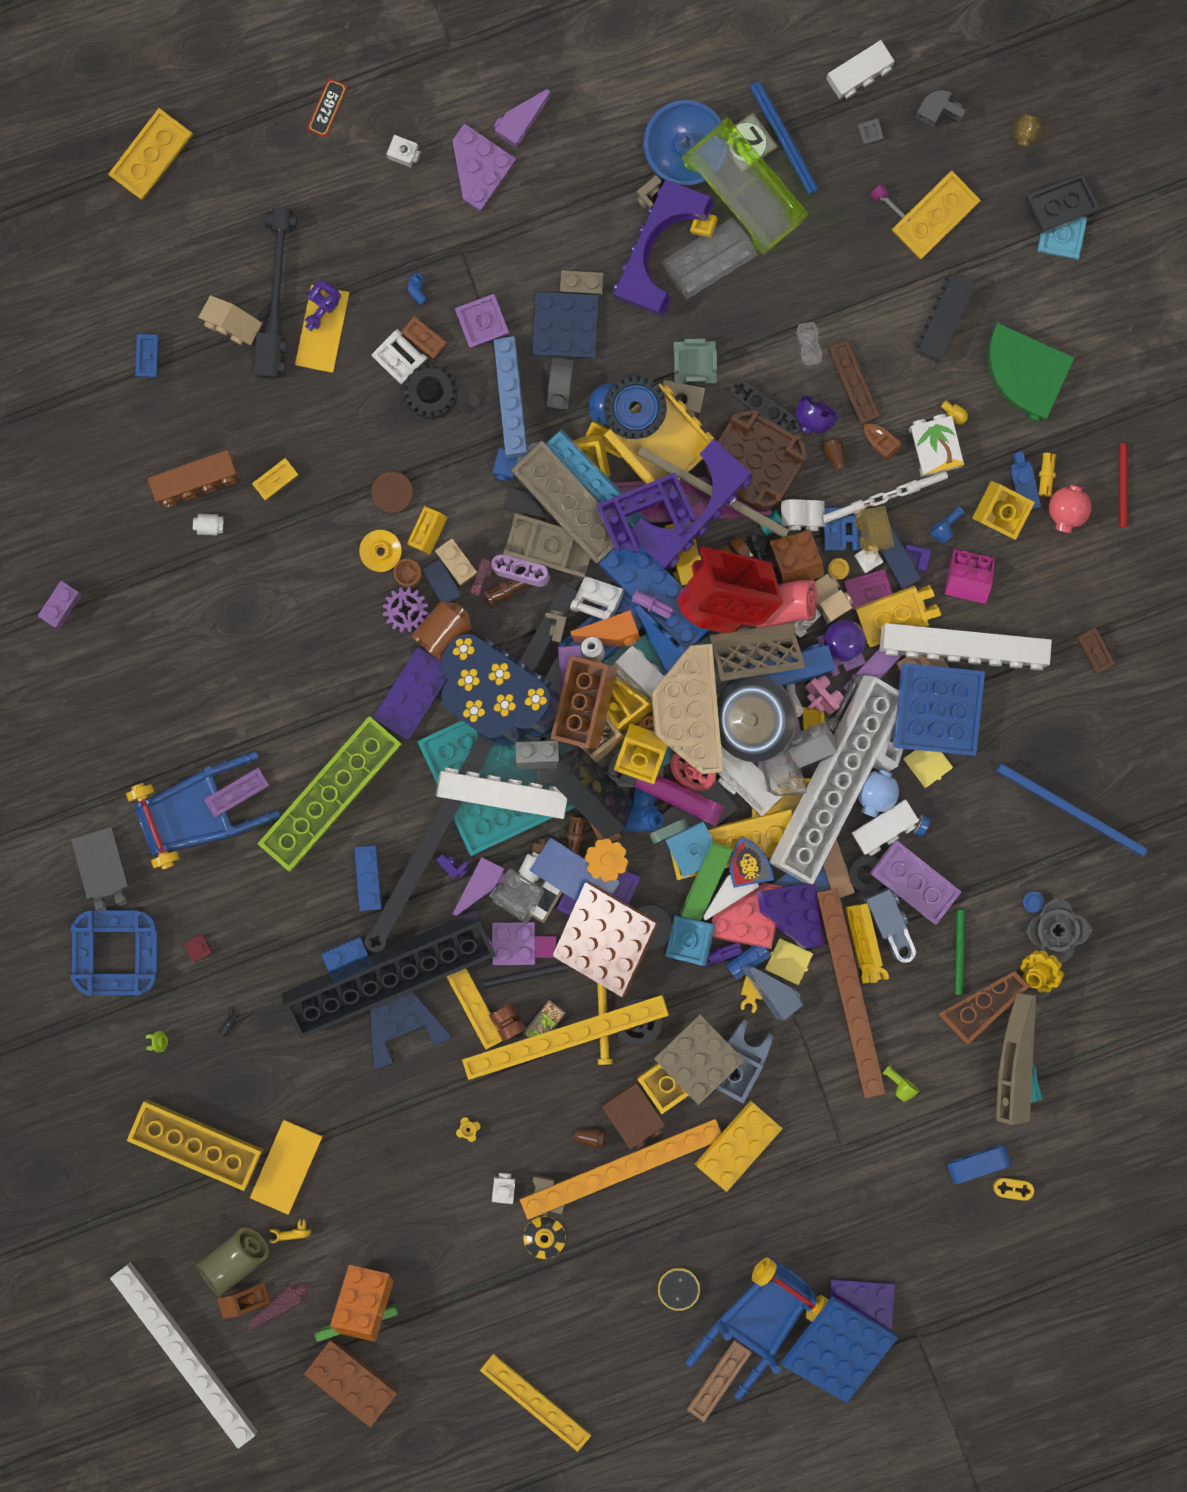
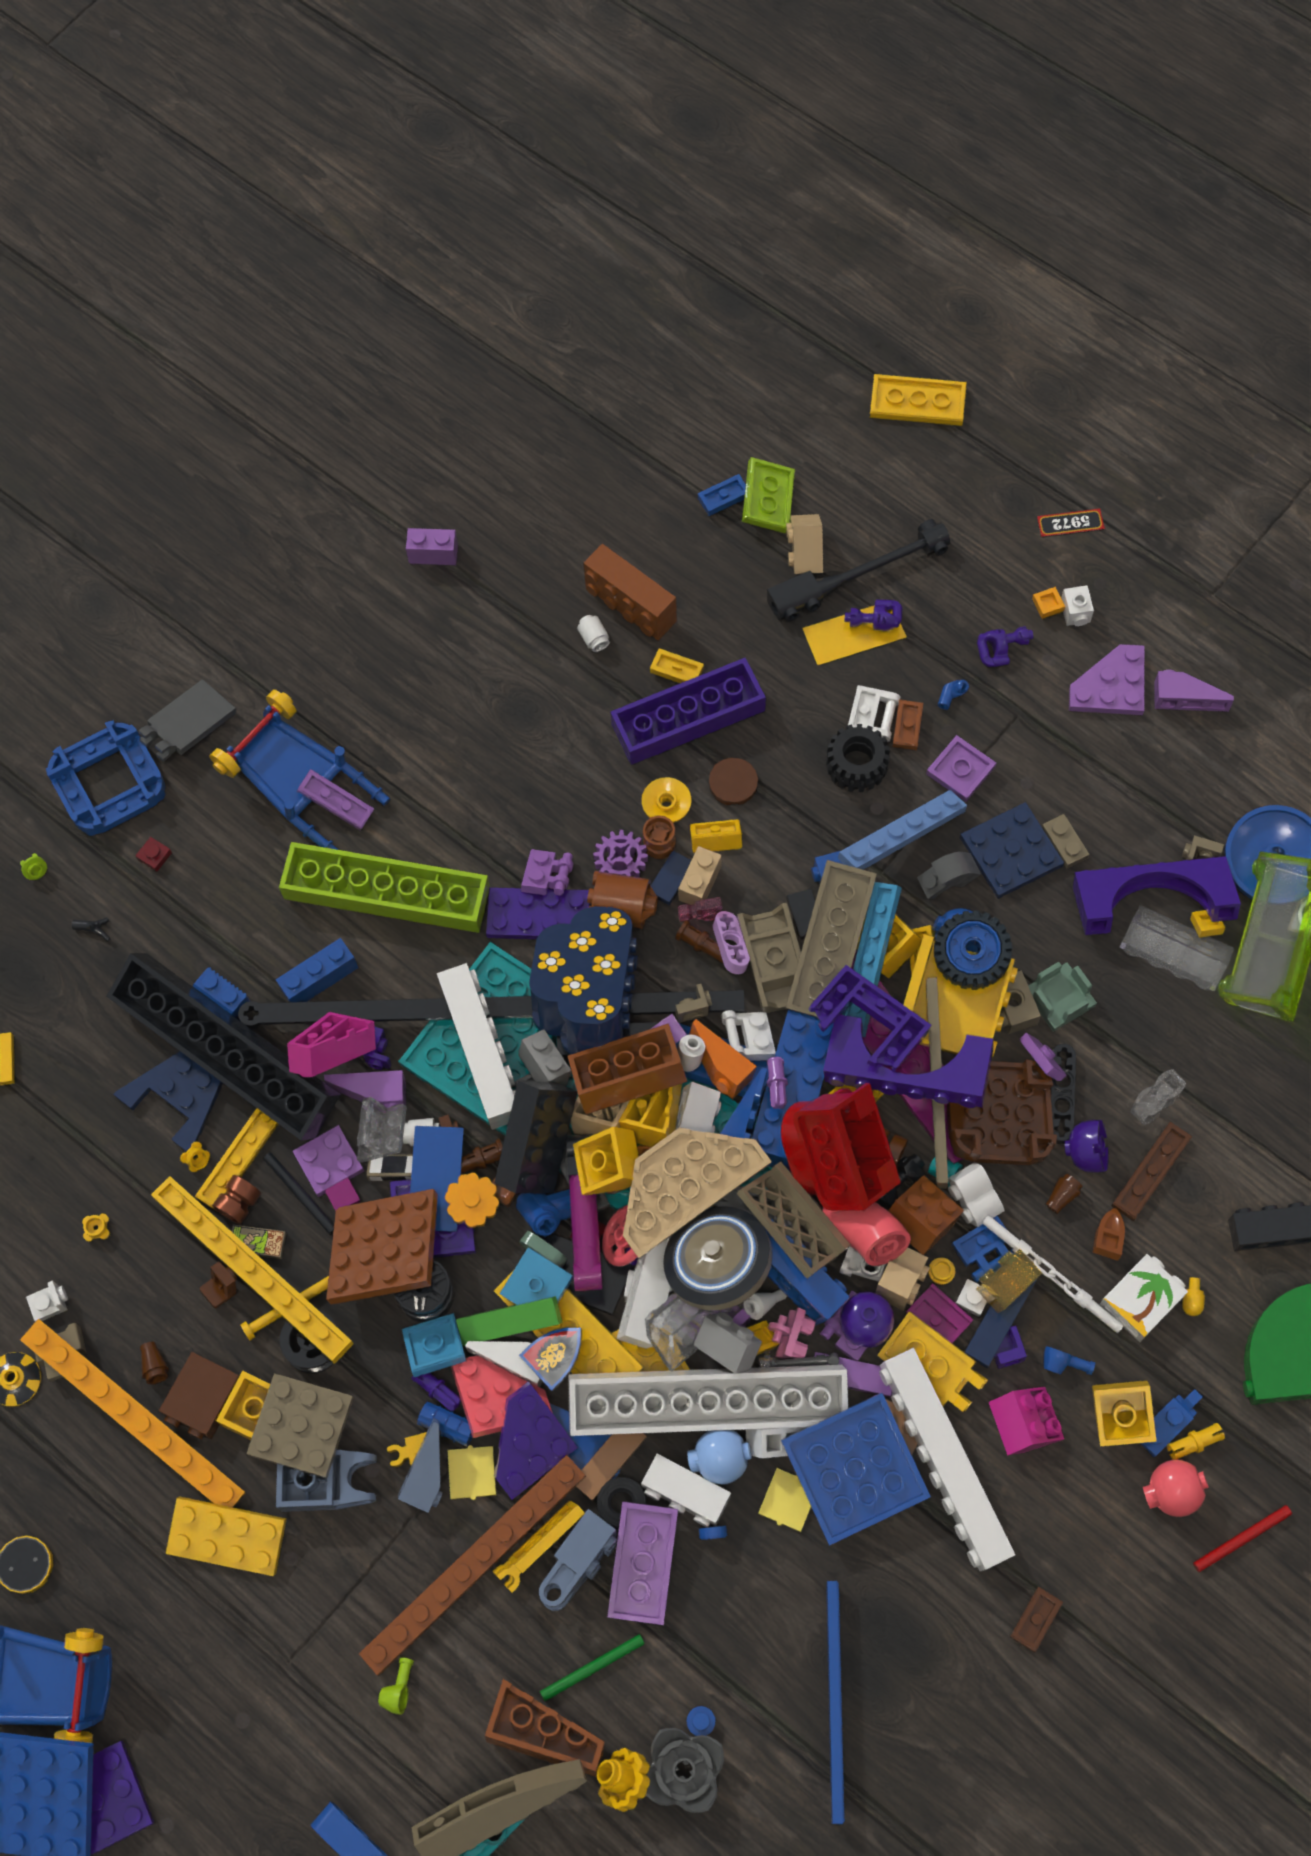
camera: 65 degrees right, 20 degrees down
(168, 322) = (768, 495): none -> lime tile
(319, 492) = (688, 711): none -> dark purple brick
(383, 676) = (539, 871): none -> medium lavender plate
(386, 170) = (1048, 602): none -> light orange plate
(397, 227) = (999, 642): none -> dark purple piece
(438, 898) = (330, 1043): none -> dark pink wedge
(458, 1034) = (201, 1159): none -> yellow plate
(563, 1065) = (221, 1286): none -> reddish brown bracket
(734, 405) = (1043, 1056): none -> medium lavender plate

